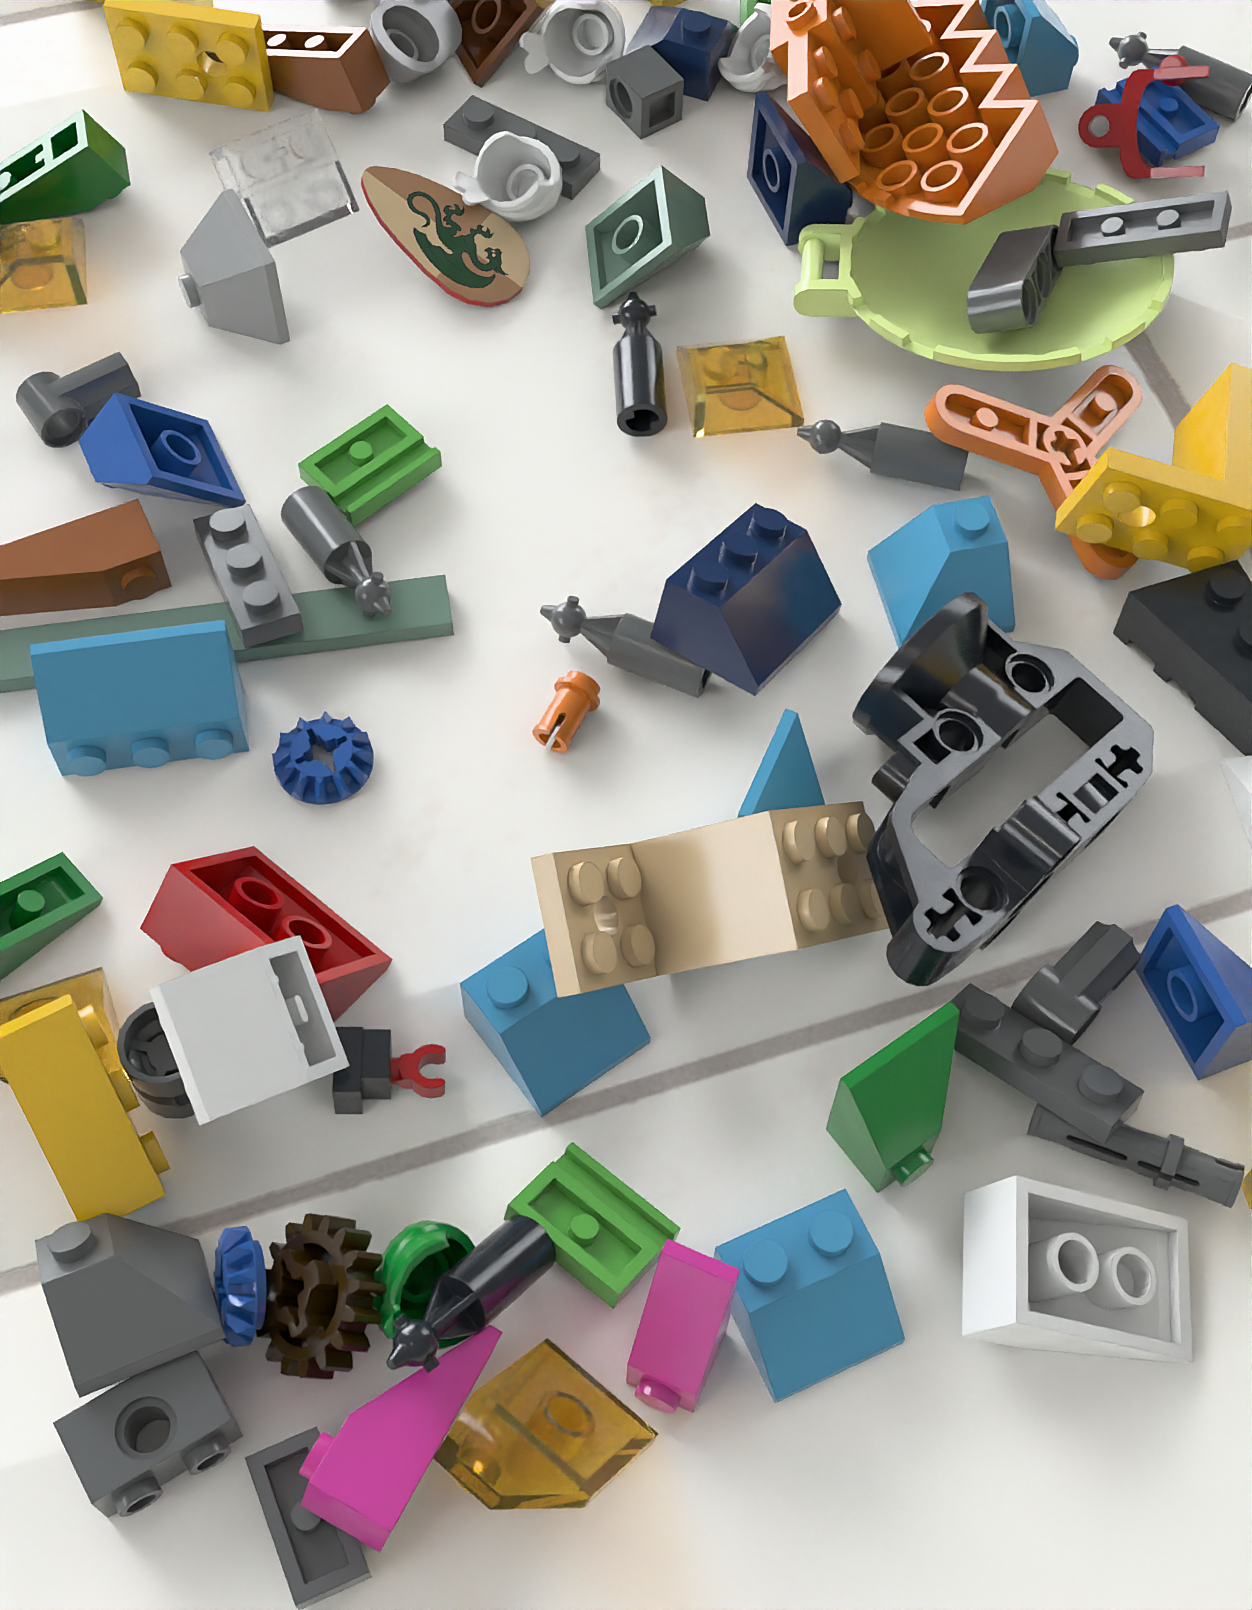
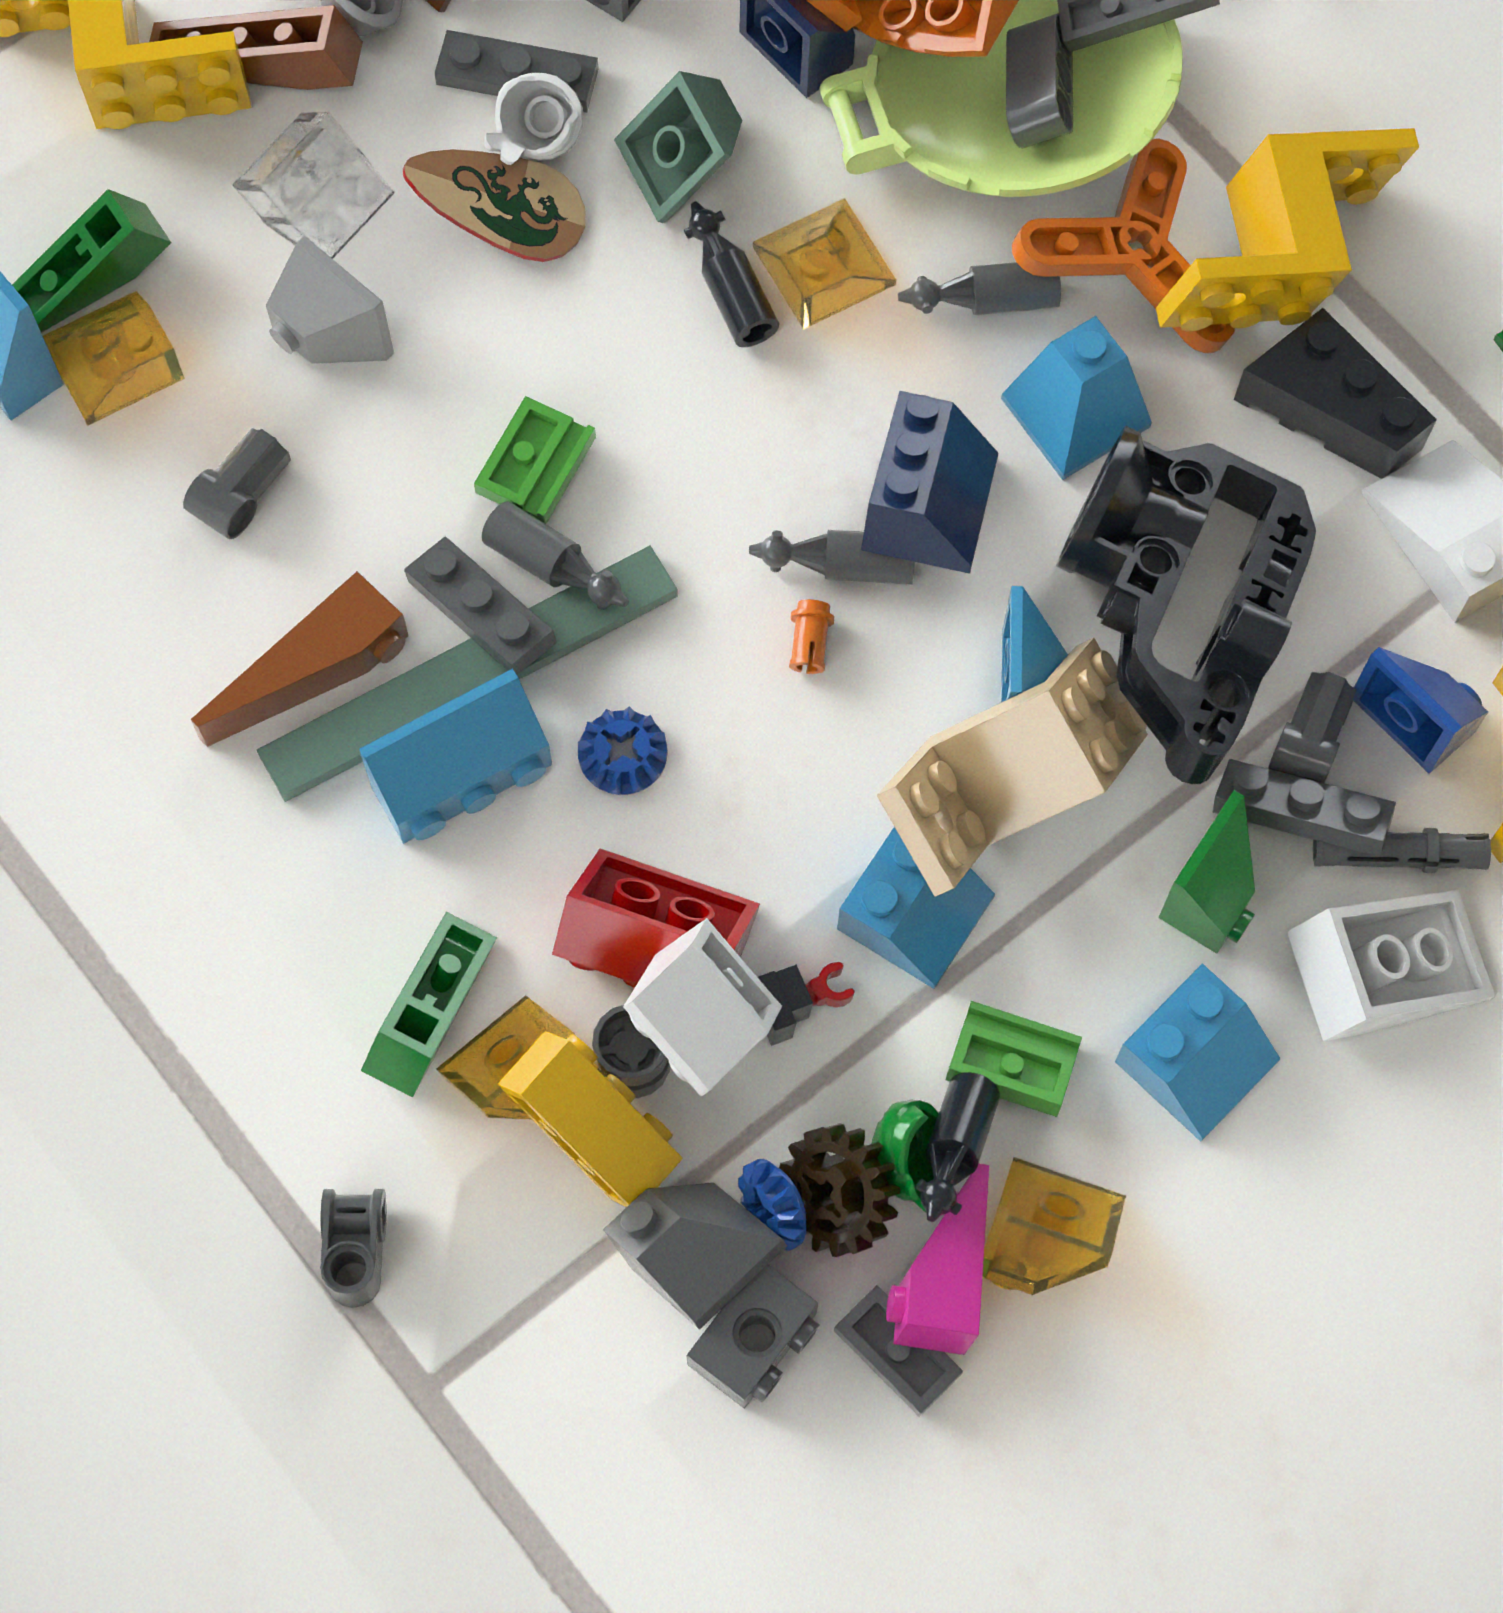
camera: 20 degrees left, 10 degrees up
(158, 453) = (345, 518): blue slope -> none
(681, 1328) = (1124, 1114): dark pink slope -> none

